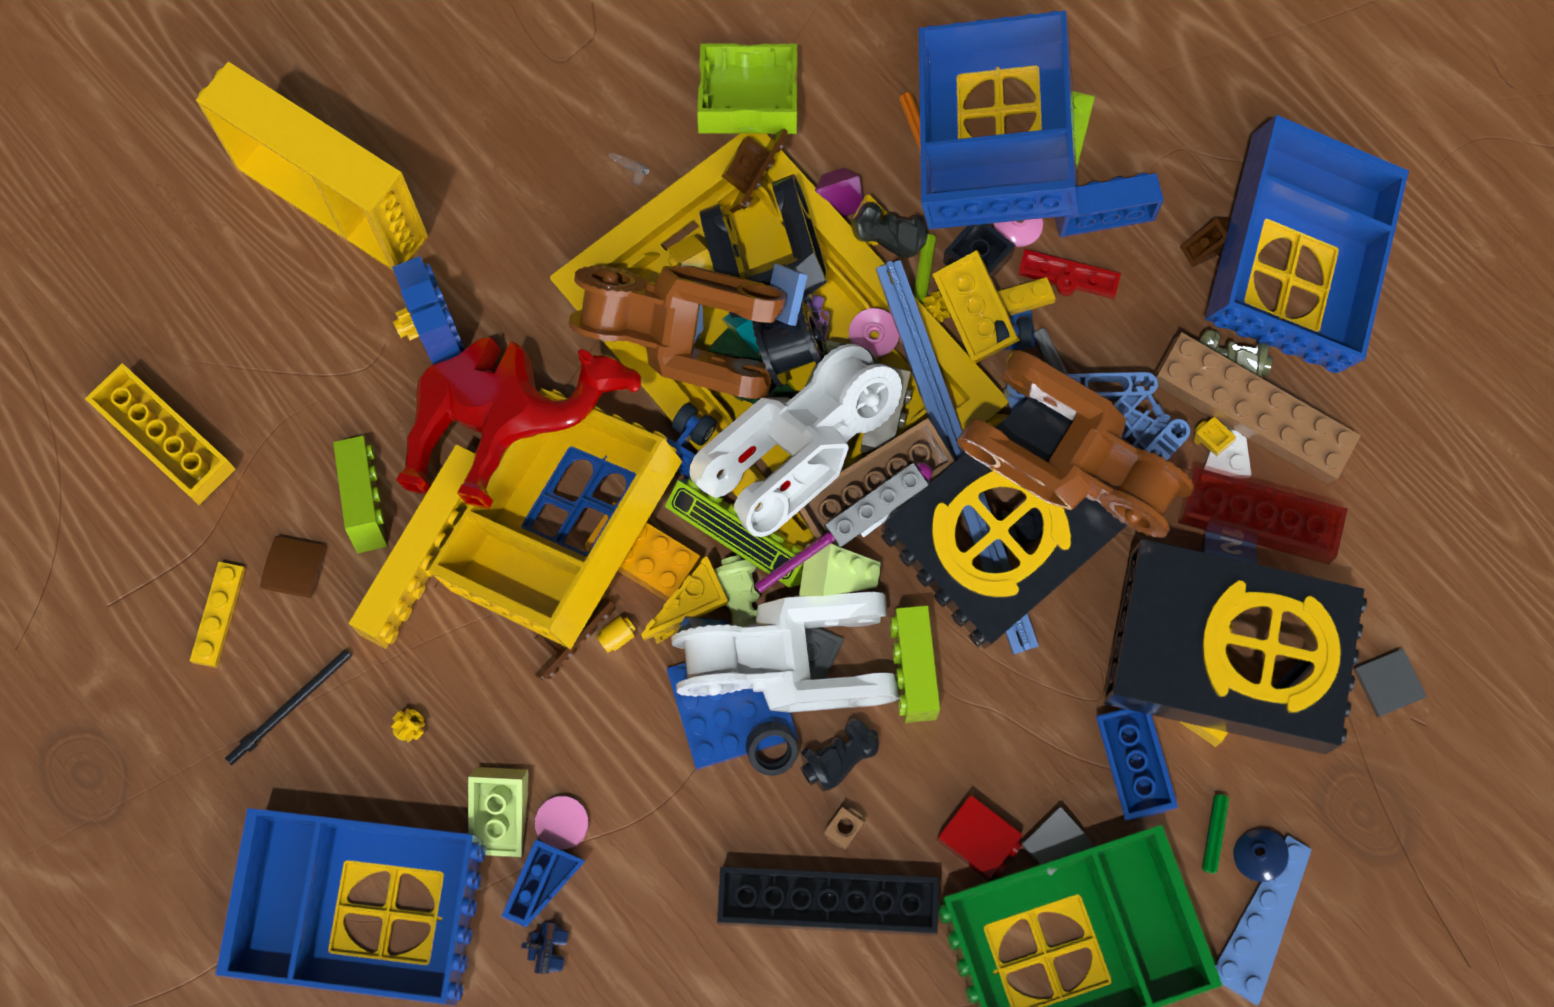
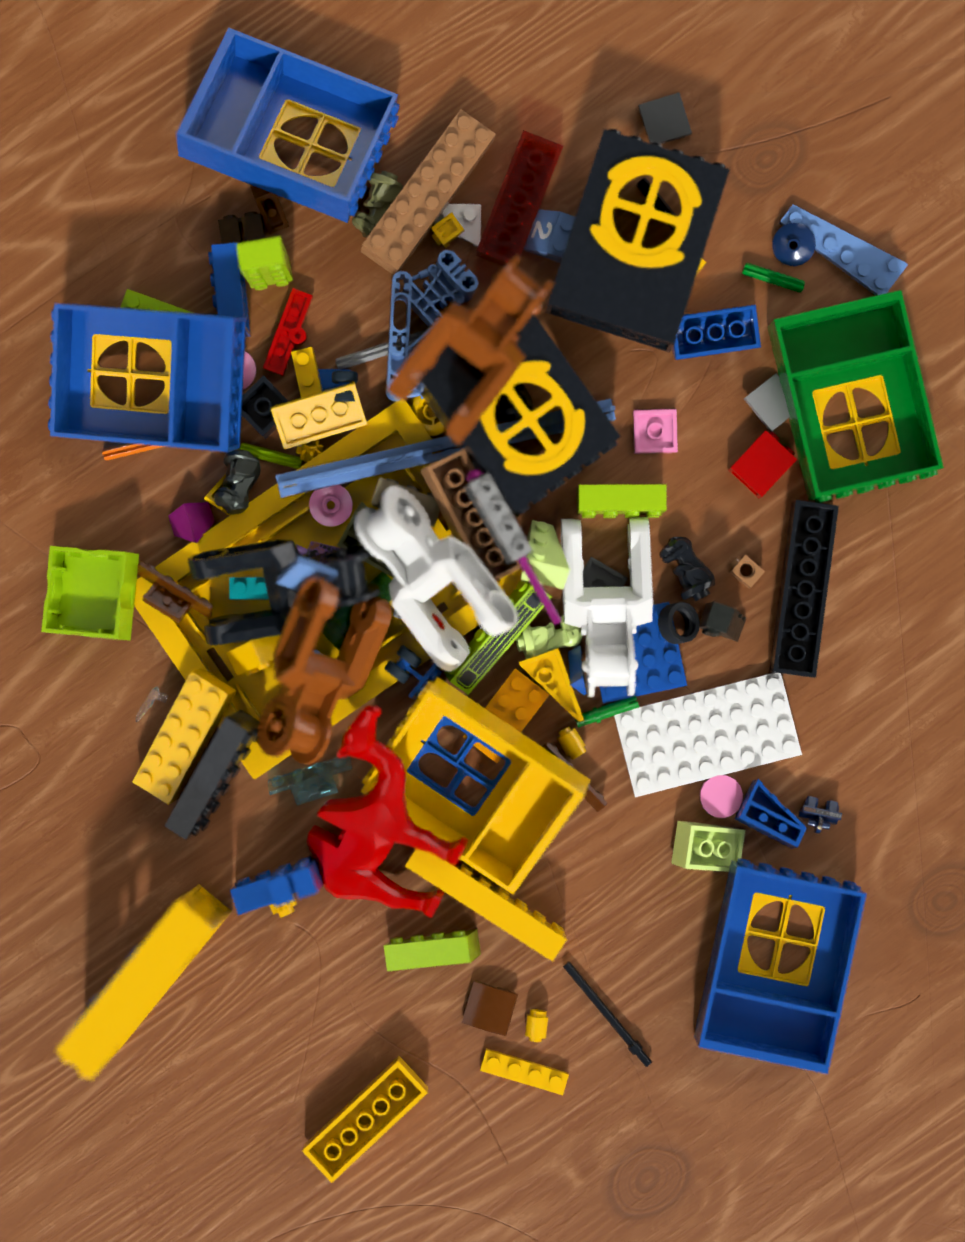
camera: 90 degrees left, 15 degrees up
(273, 622) = (536, 1025): none -> yellow brick
(408, 725) = (633, 916): yellow gear -> none
(550, 343) = (312, 781): none -> clear light blue bracket
(551, 228) = (213, 775): none -> black brick
(594, 197) = (184, 736): none -> yellow brick
(638, 801) = (707, 734): none -> white plate
(652, 663) = (607, 711): none -> green pin
(767, 245) = (247, 588): none -> teal brick
(777, 800) = (722, 621): none -> pearl dark grey wedge
(1005, 704) = (655, 431): none -> bright pink tile
(1144, 231) = (265, 263): none -> lime brick
(1180, 215) = (231, 230): none -> dark brown piece

